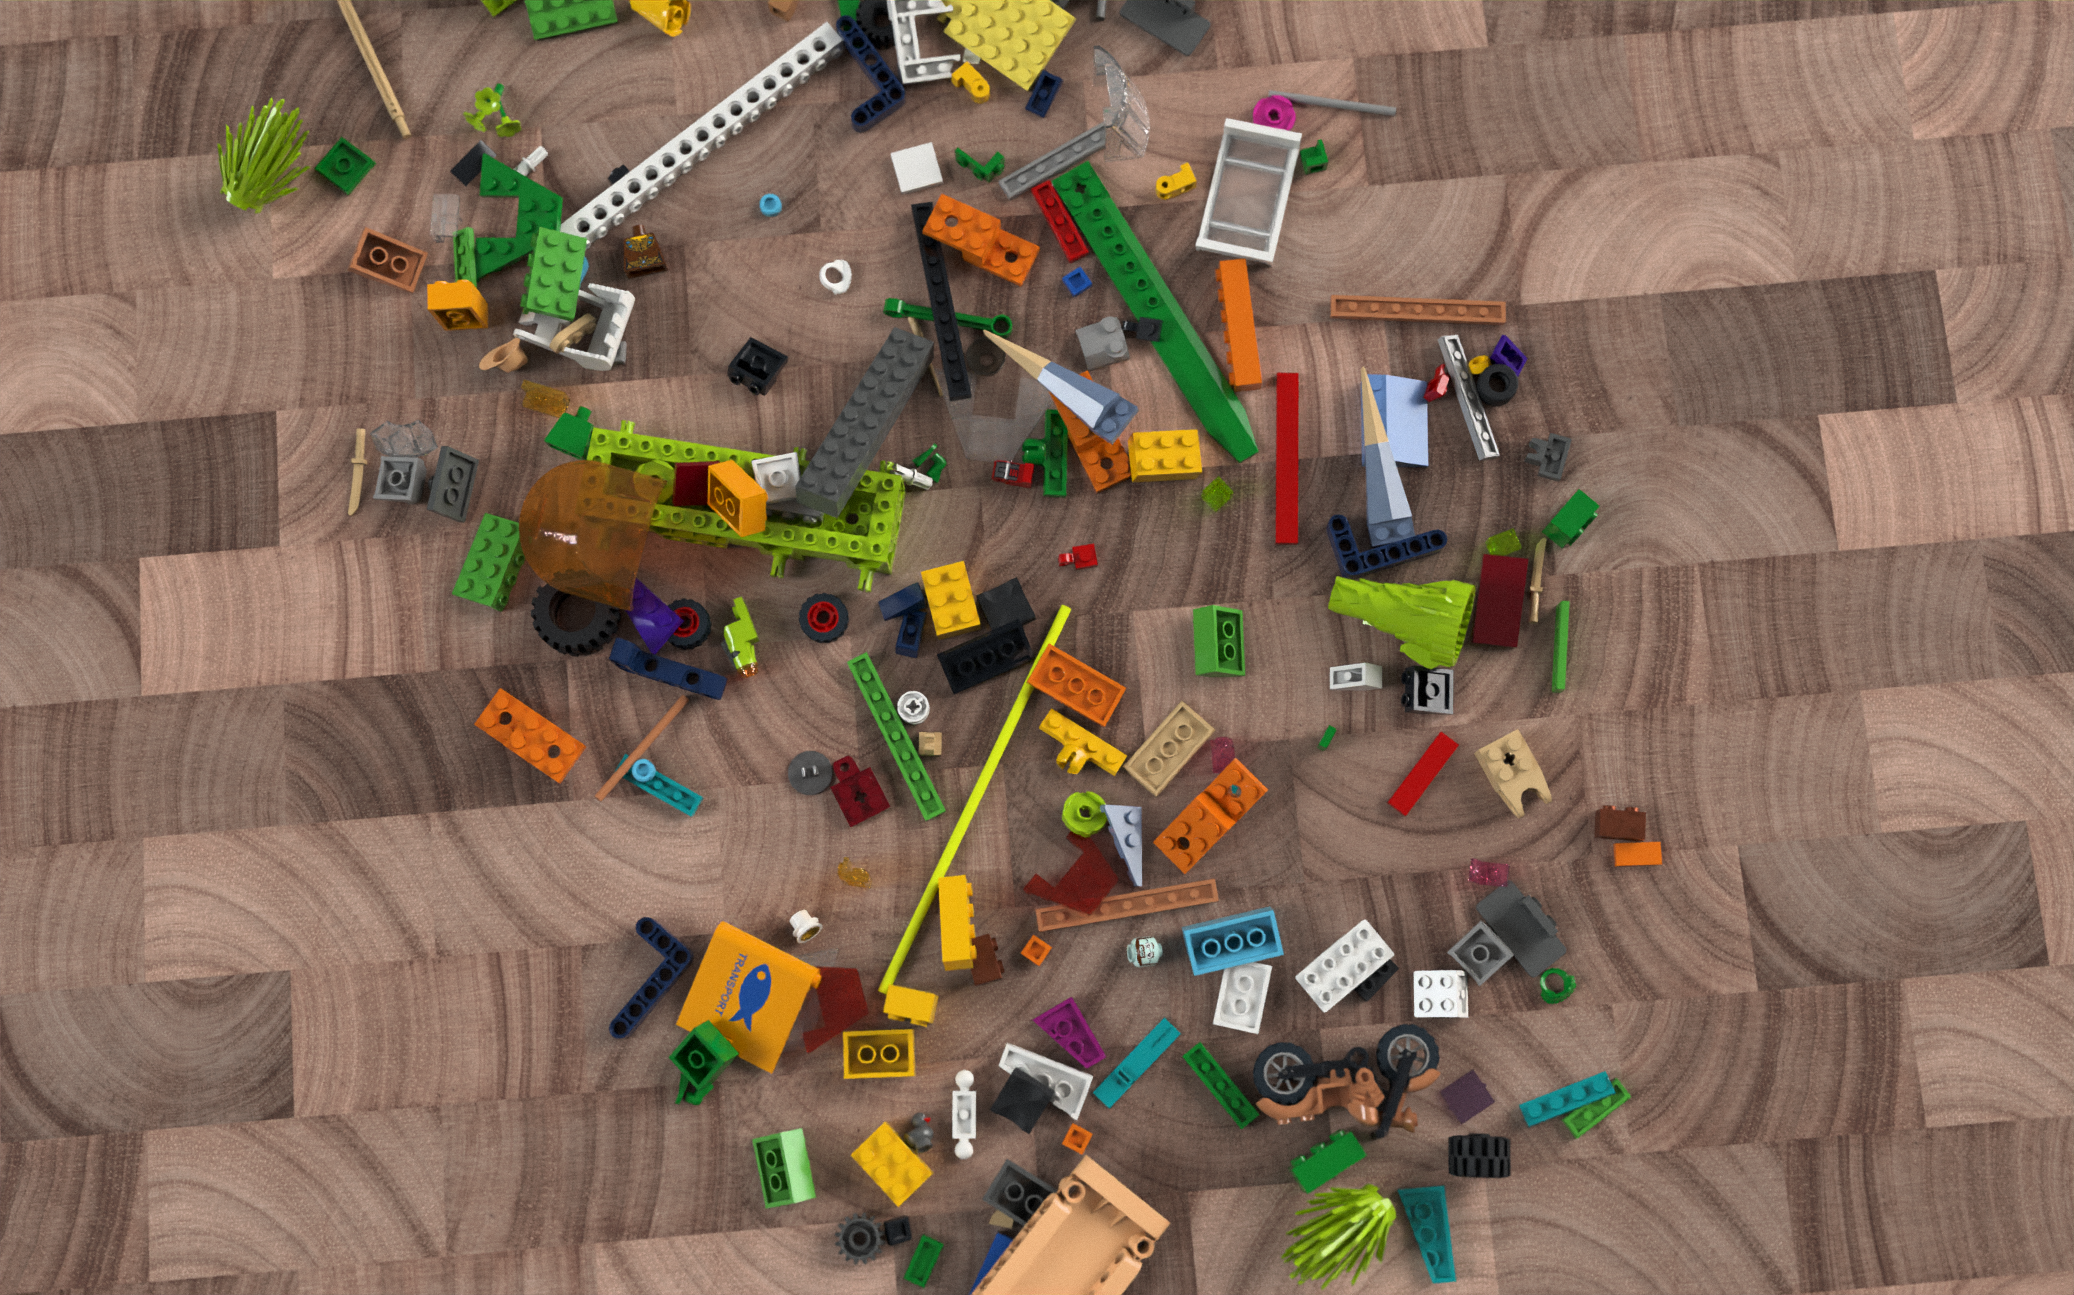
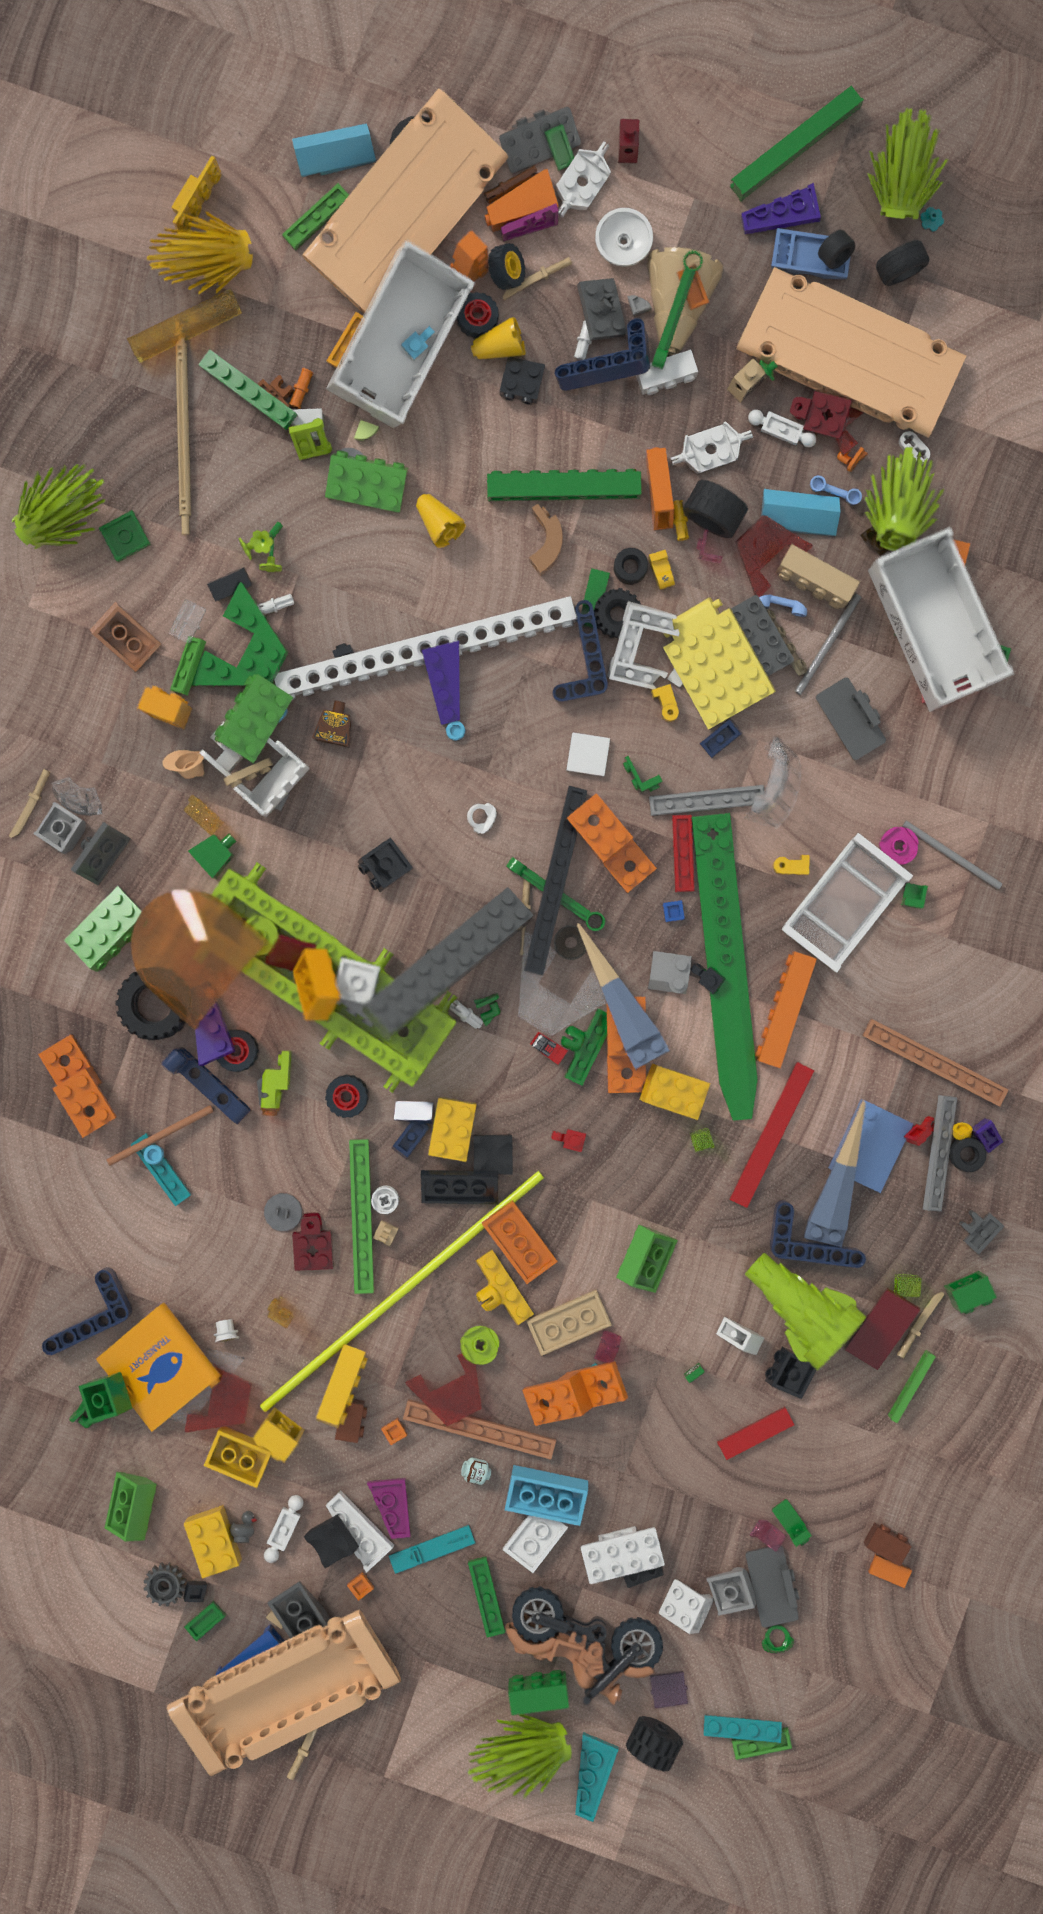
camera: 20 degrees right, 10 degrees up
(733, 153) = (443, 673): none -> dark purple wing
(1127, 834) = (505, 1373): wing -> none
(1507, 849) = (792, 1523): none -> green bracket
(1515, 779) = (829, 1471): tan brick -> none

